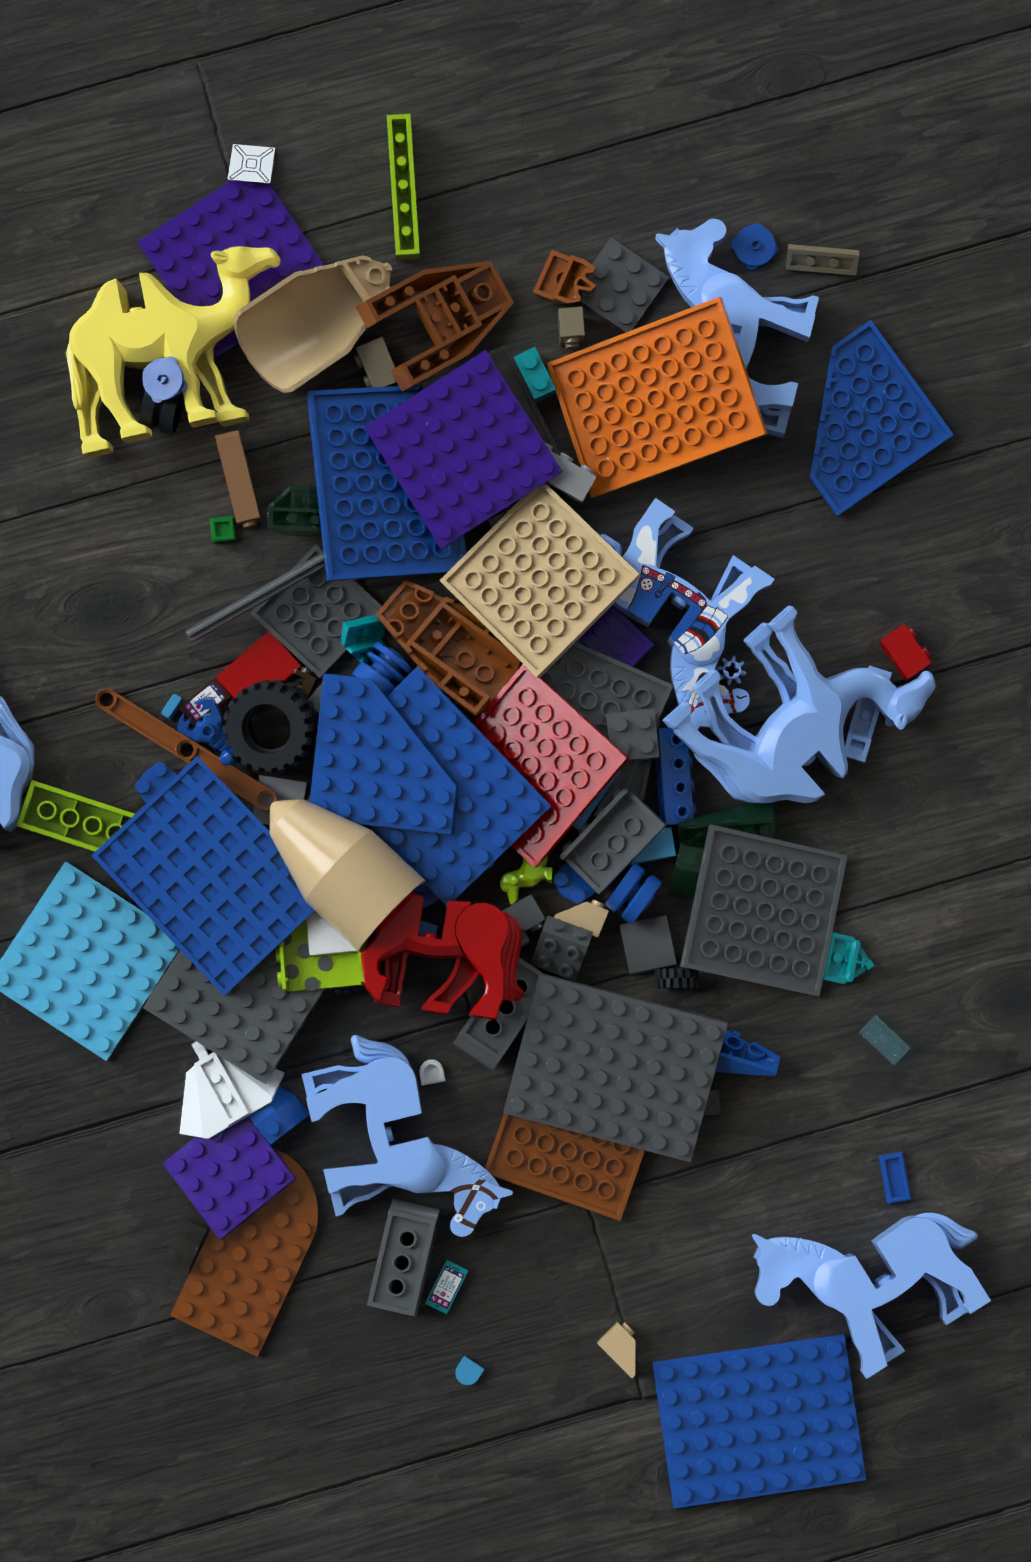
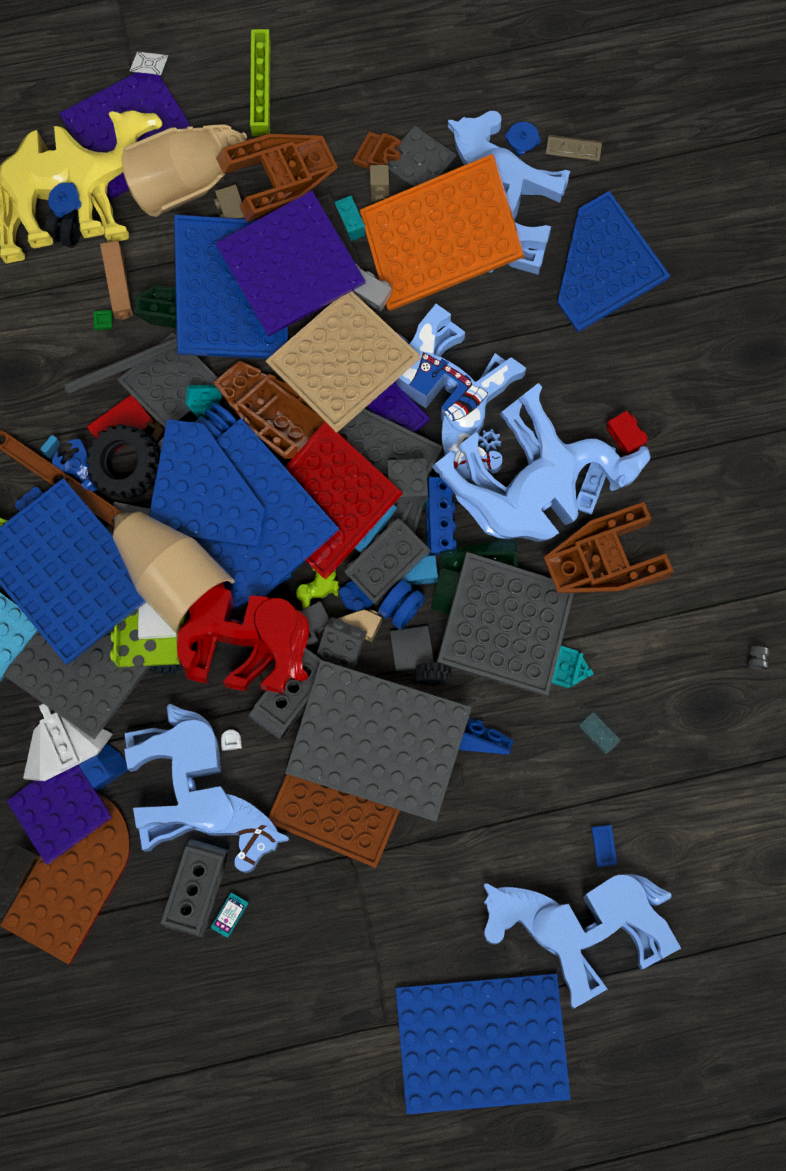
camera: 10 degrees right, 10 degrees down
(212, 689) = (65, 448): tile -> none
(468, 1371) = (242, 987): dark azure tile -> none
(620, 1346) = (370, 973): tan slope -> none
(871, 823) = (596, 561): none -> dark orange wedge

